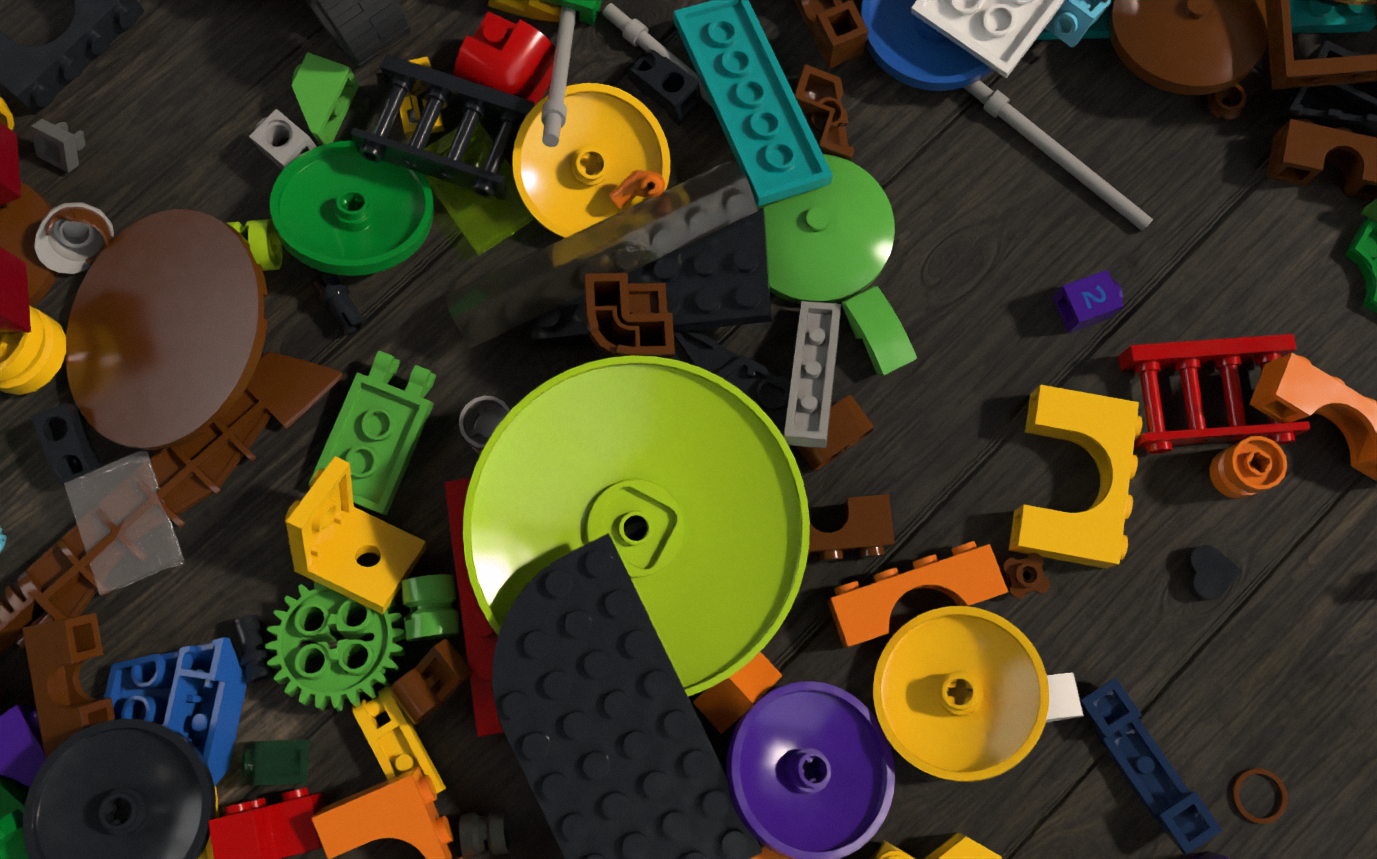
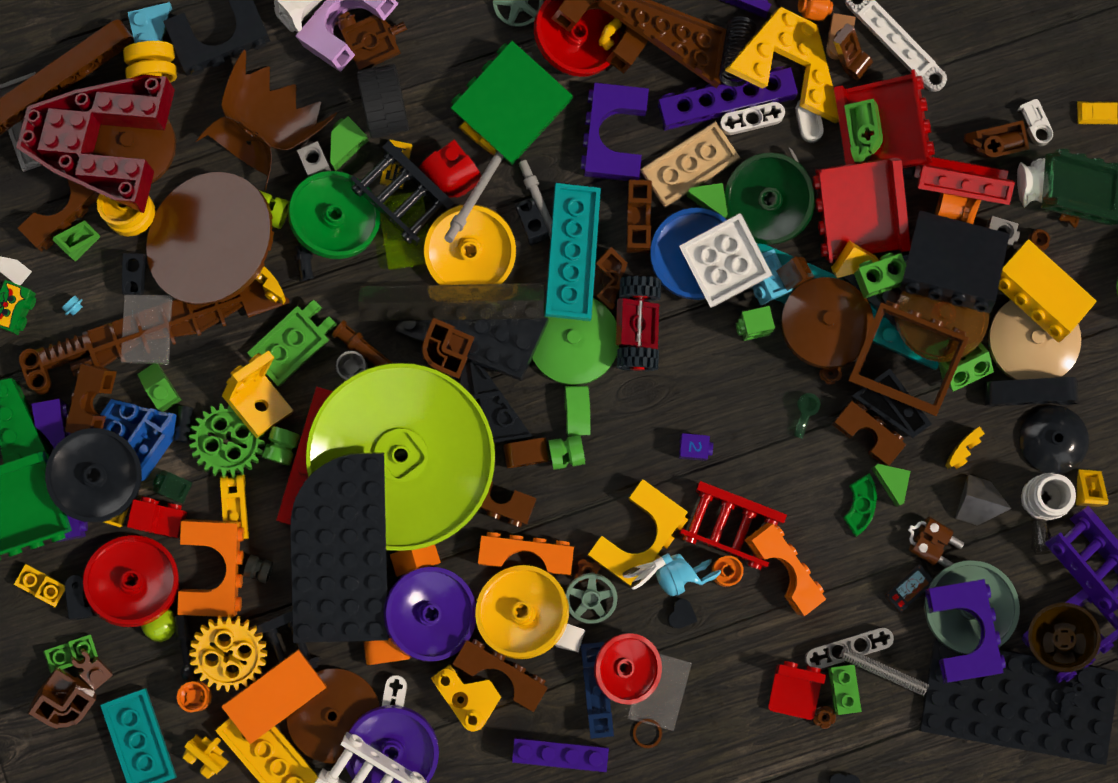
camera: 20 degrees right, 5 degrees up
(57, 144) = (192, 103): dark grey tile -> none
(72, 237) = (182, 162): light grey piece -> none
(167, 118) = (272, 114): none -> reddish brown piece
(186, 608) = (158, 387): none -> bright green slope
(298, 357) = (271, 286): none -> yellow slope
(430, 682) = (265, 483): reddish brown plate -> none
(476, 384) = (356, 342): none -> reddish brown pin
(640, 184) = (489, 273): orange arm -> none
(813, 375) = (529, 418): light grey plate -> none
(901, 397) = (566, 452): none -> bright green wheel
(905, 155) = (638, 323): none -> plate
(998, 105) = (706, 316): light grey bar -> none
(1034, 821) = (474, 659): none -> reddish brown arch
(1056, 614) = (591, 597): none -> sand green wheel
(1084, 71) = (755, 323): none -> bright green brick
(1171, 512) = (671, 573): none -> medium azure hair
(1200, 700) = (641, 670): none -> red dish
(1220, 163) = (808, 405): none -> clear green plate
(1241, 714) = (666, 700): none -> clear piece

